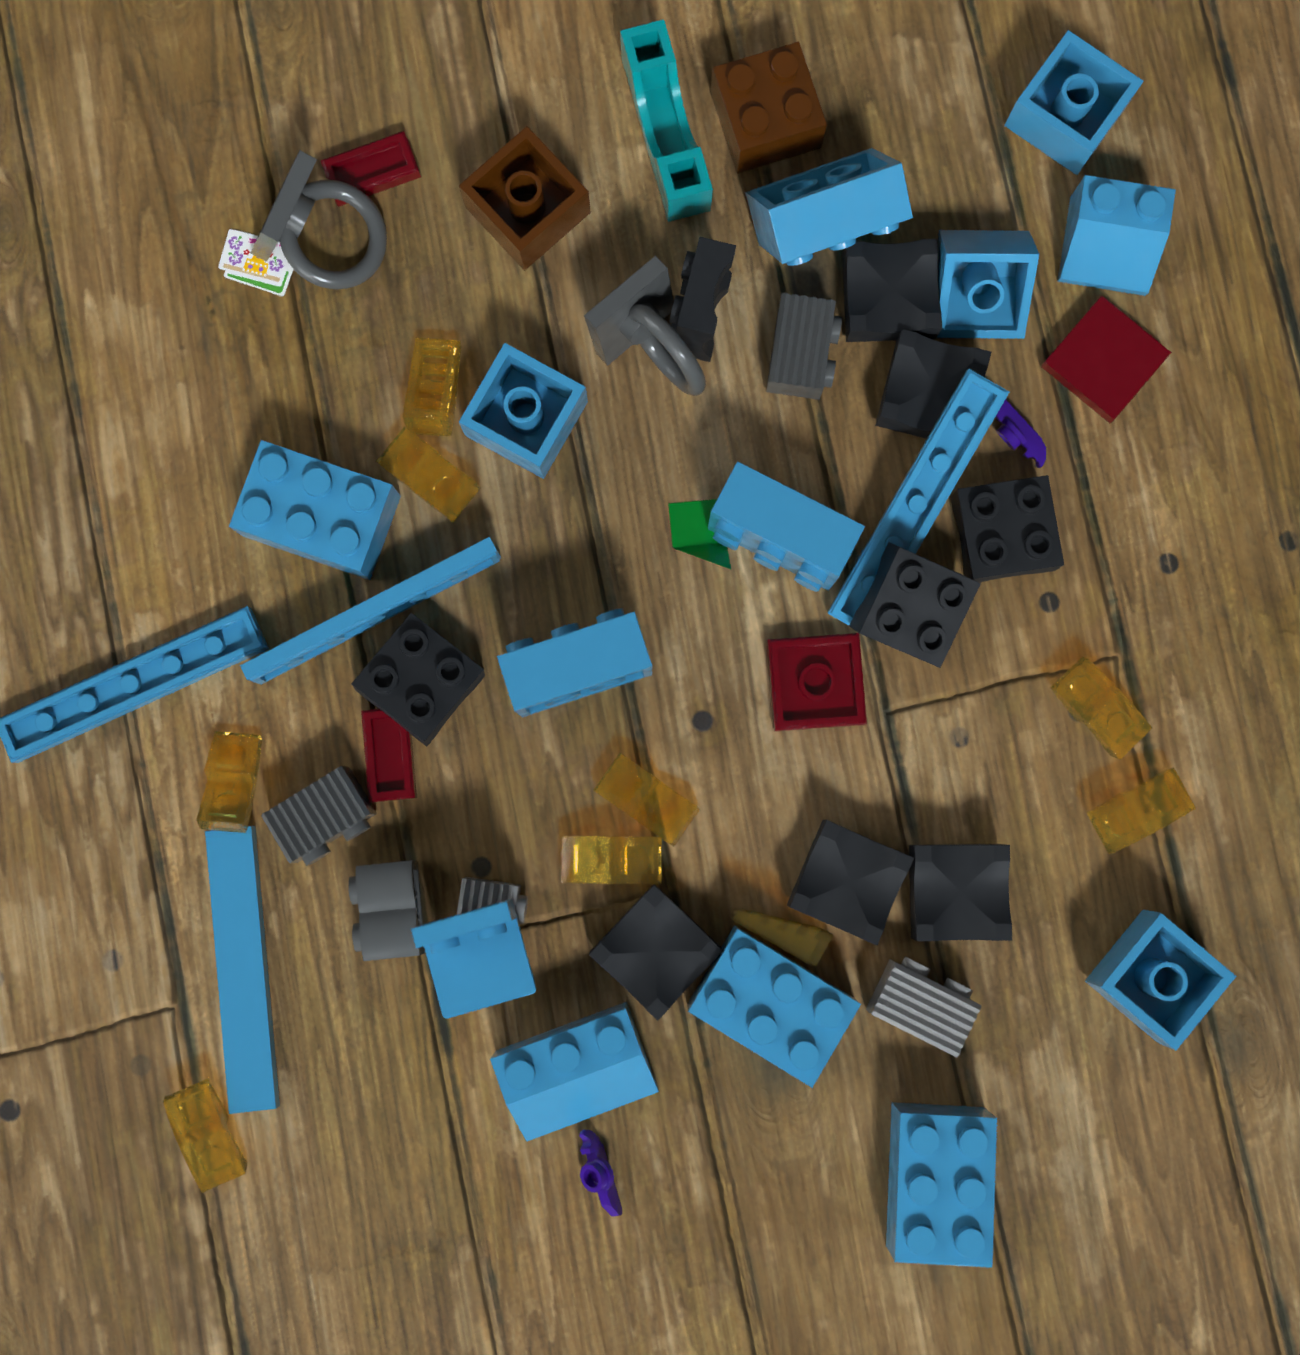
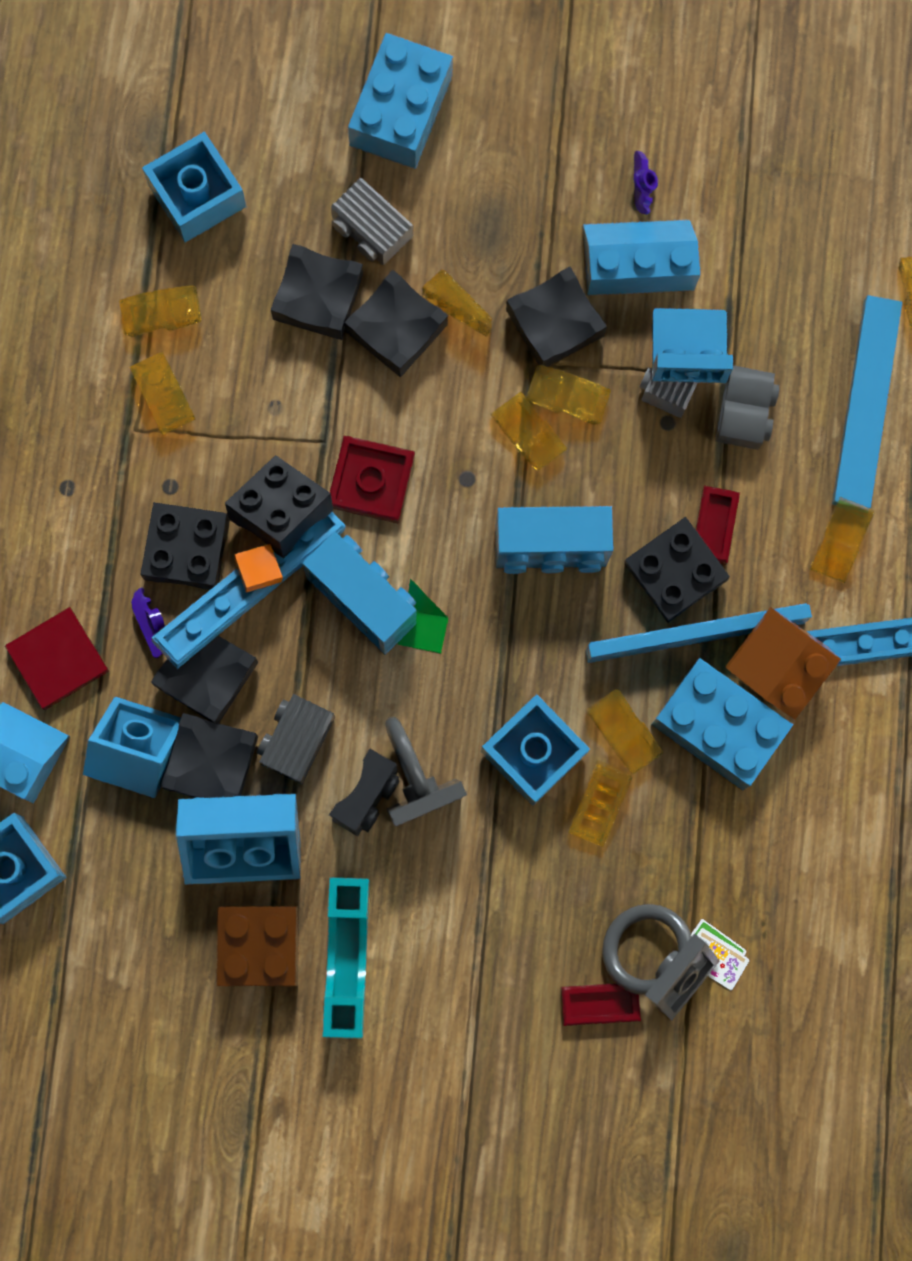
camera: 170 degrees left, 5 degrees down
(258, 597) = (783, 663): none -> dark orange slope
(320, 815) = (779, 491): dark grey brick -> none
(525, 198) = (482, 926): reddish brown brick -> none
(773, 1006) = (481, 252): dark azure brick -> none
(914, 517) = (258, 568): none -> orange tile

